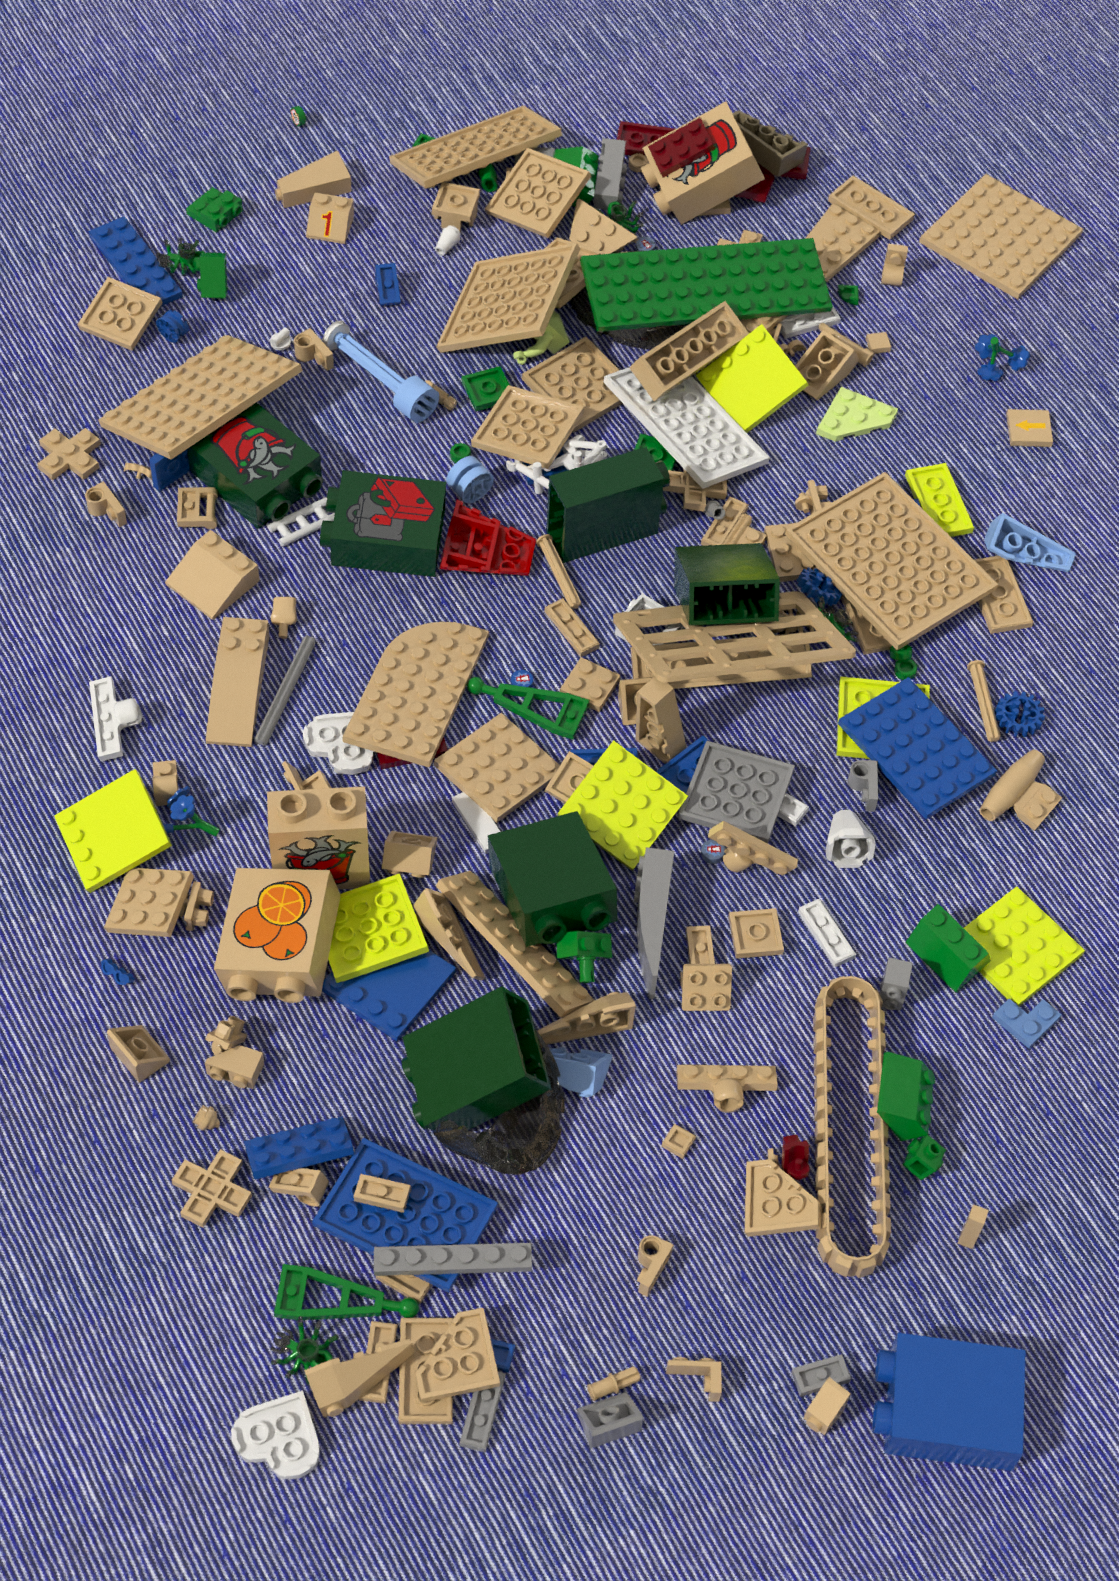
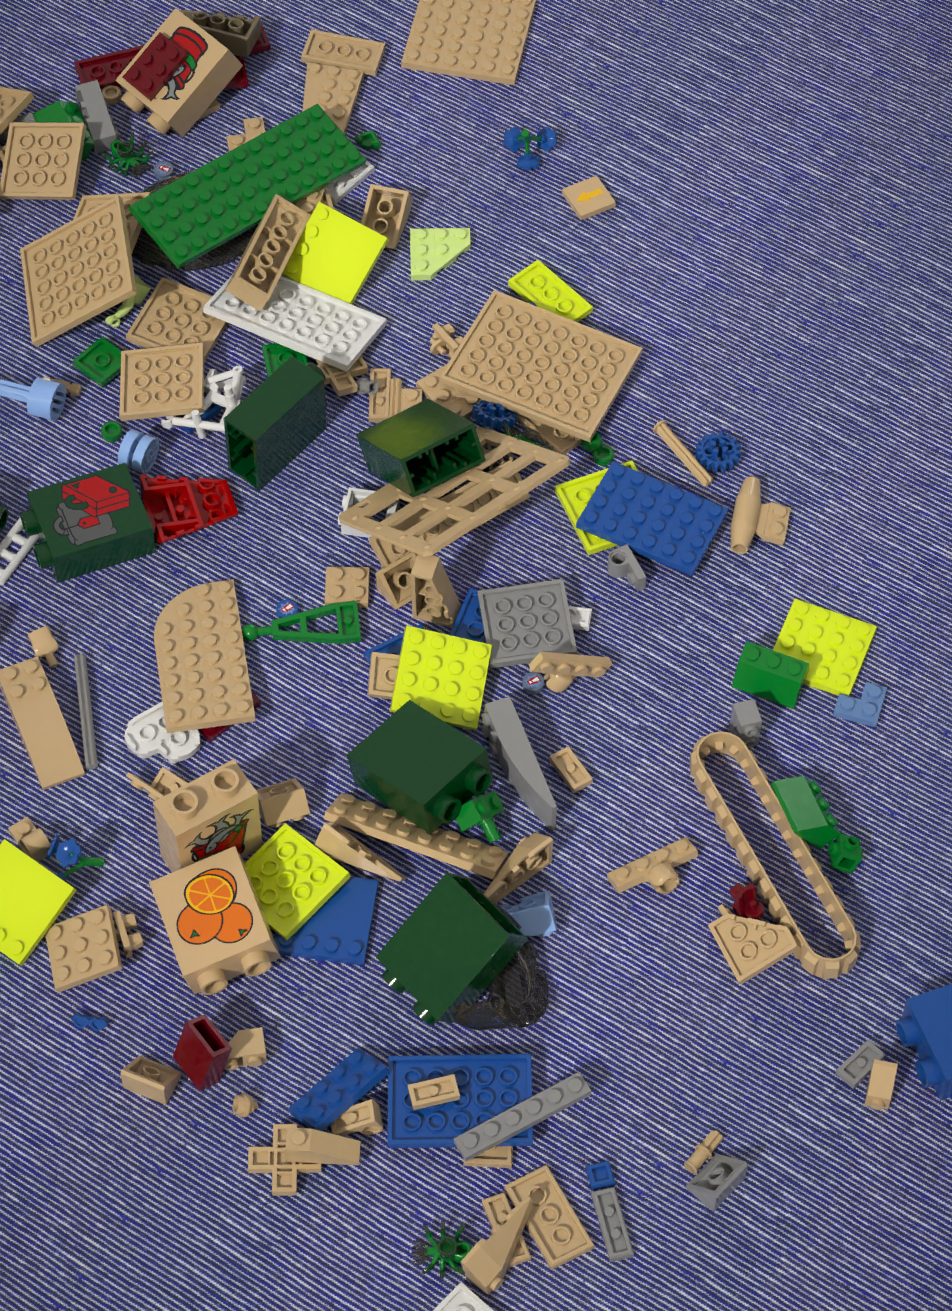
camera: 25 degrees left, 0 degrees up
(192, 1049) = (202, 1052): none -> dark red brick
(227, 1035) = (224, 1024): tan hips -> none
(246, 1193) = (320, 1147): none -> tan slope
(293, 1288) = (404, 1209): green plate -> none
(460, 1360) = (574, 1193): tan plate -> none
(476, 819) = (320, 747): white tile -> none
(498, 767) = (312, 694): tan plate -> none
(559, 570) = (262, 499): tan axle -> none
(572, 627) = (302, 544): tan tile -> none
(598, 231) = (115, 174): tan wing -> none
(652, 1264) = (681, 1042): tan plate -> none
(678, 1141) = (643, 935): tan tile -> none
(705, 1367) = (780, 1109): tan bracket -> none
(706, 987) = (595, 798): tan bracket -> none
(756, 933) = (608, 735): tan plate -> none
(792, 347) = (349, 208): tan piece -> none
(826, 933) = (664, 708): white tile -> none
(849, 841) = (641, 622): white cone -> none
(864, 355) = (414, 190): tan plant -> none
(878, 342) = (418, 175): tan tile -> none
(894, 264) = (394, 98): tan plate -> none
(972, 1226) = (915, 889): tan piece -> none
(1004, 607) = (655, 366): tan tile -> none
(1024, 545) = (643, 304): light blue wedge -> none

